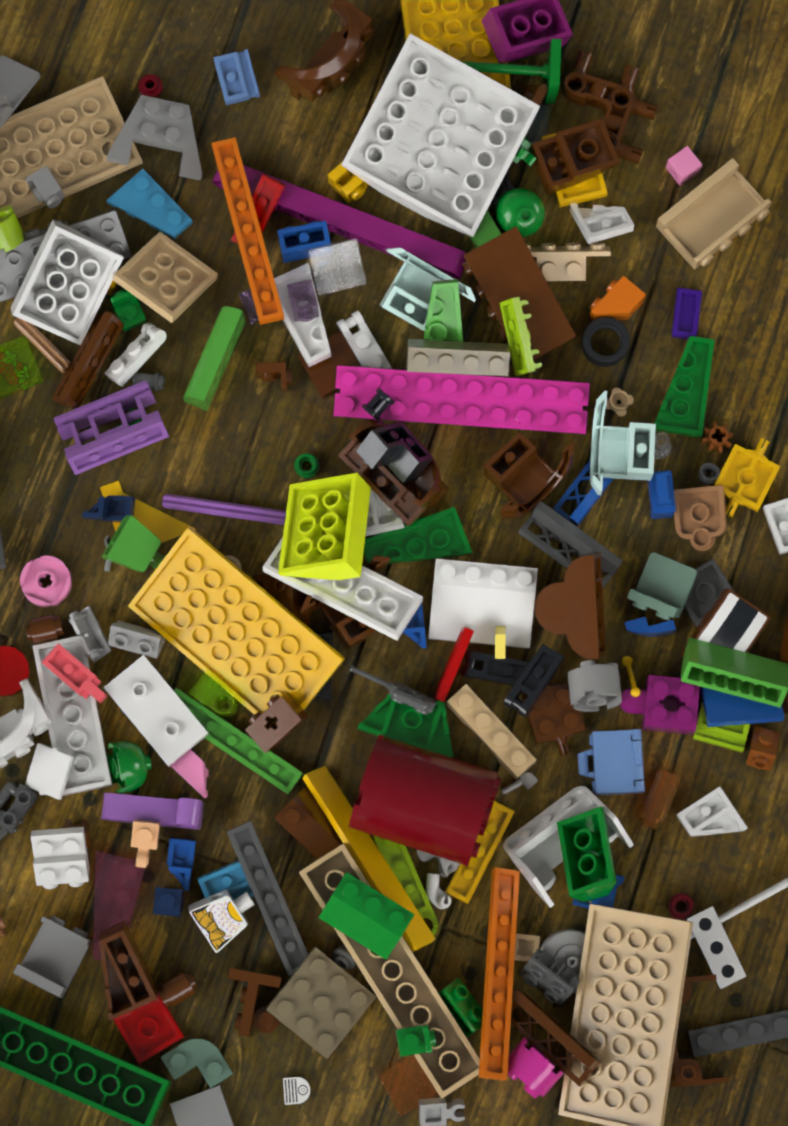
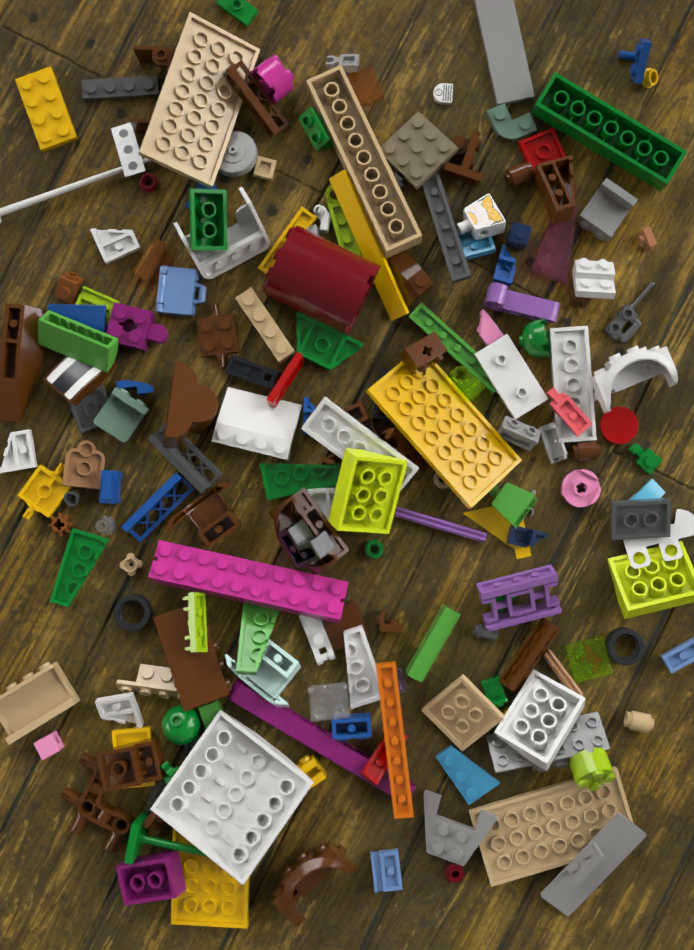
camera: 175 degrees left, 10 degrees up
(45, 187) = (547, 799): light grey brick -> none
(49, 771) = (594, 344): white piece -> none
(136, 354) = (492, 654): white plate -> none
(144, 837) = (530, 282): light nougat plate -> none
(303, 292) = (359, 684): clear purple brick -> none
(366, 916) = (375, 195): green slope -> none
(378, 404) = (310, 589): black bush -> none
(402, 693) = (325, 360): dark grey piece -> none
(415, 1040) = (353, 104): green bracket -> none
(458, 357) = (246, 613): dark tan brick -> none
(499, 974) = (286, 146): orange plate -> none
(500, 642) = (248, 391): light yellow tile -> none
(526, 779) = (243, 287): light grey hand -> none
(534, 680) = (227, 357): black plate -> none
(555, 988) = (246, 138): dark grey hinge -> none
(594, 686) = (183, 347): light grey brick -> none
(619, 302) = (116, 641): orange slope -> none
(620, 450) = (134, 520): light aqua piece -> none
(627, 661) = (157, 366): yellow hinge -> none
(686, 313) = (68, 626): dark purple tile -> none

